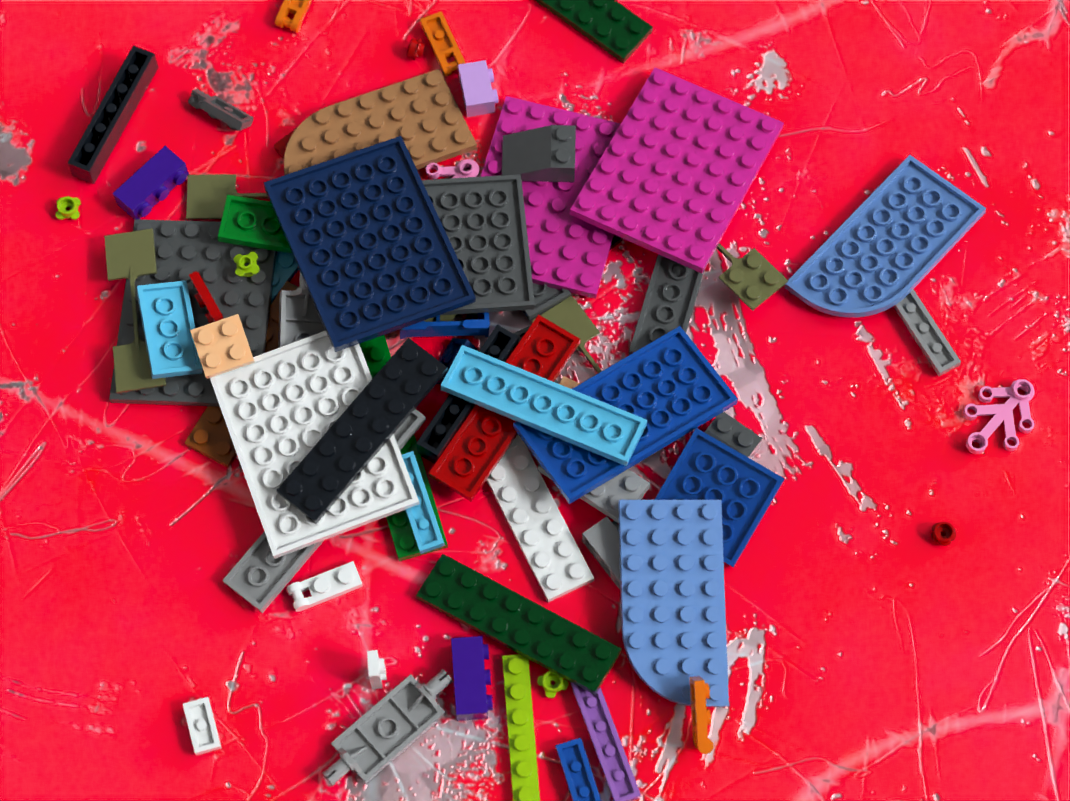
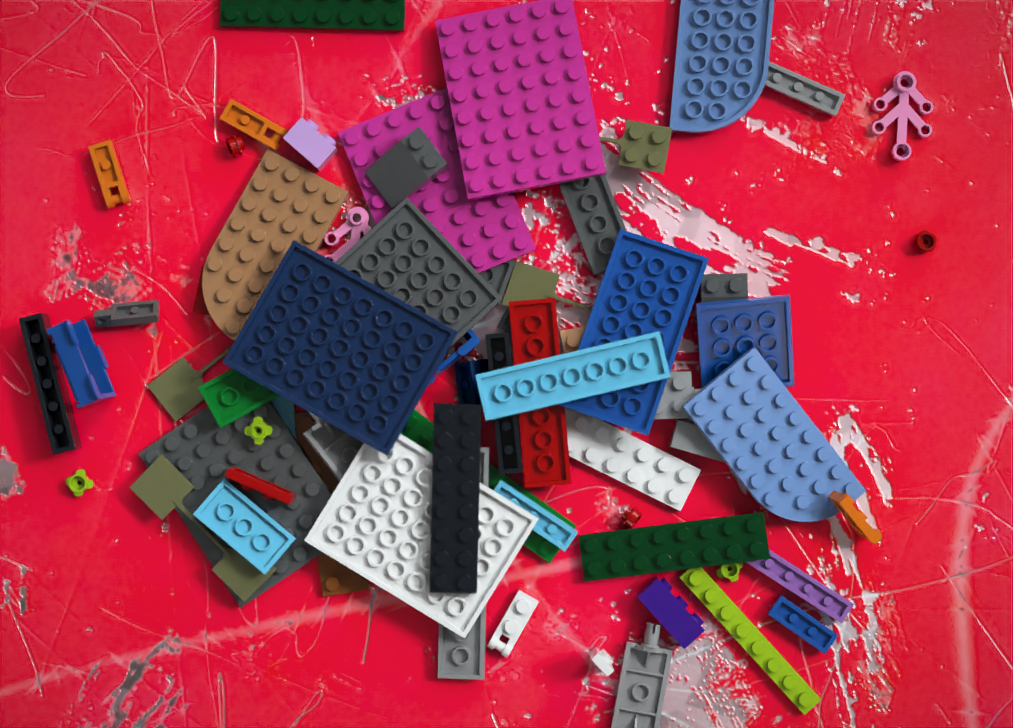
camera: 30 degrees left, 20 degrees up
(151, 115) = (82, 362): none -> blue piece
(151, 183) = (127, 416): dark purple brick -> none
(222, 346) = (299, 514): light nougat plate -> none
(501, 573) = (631, 517): none -> red plate

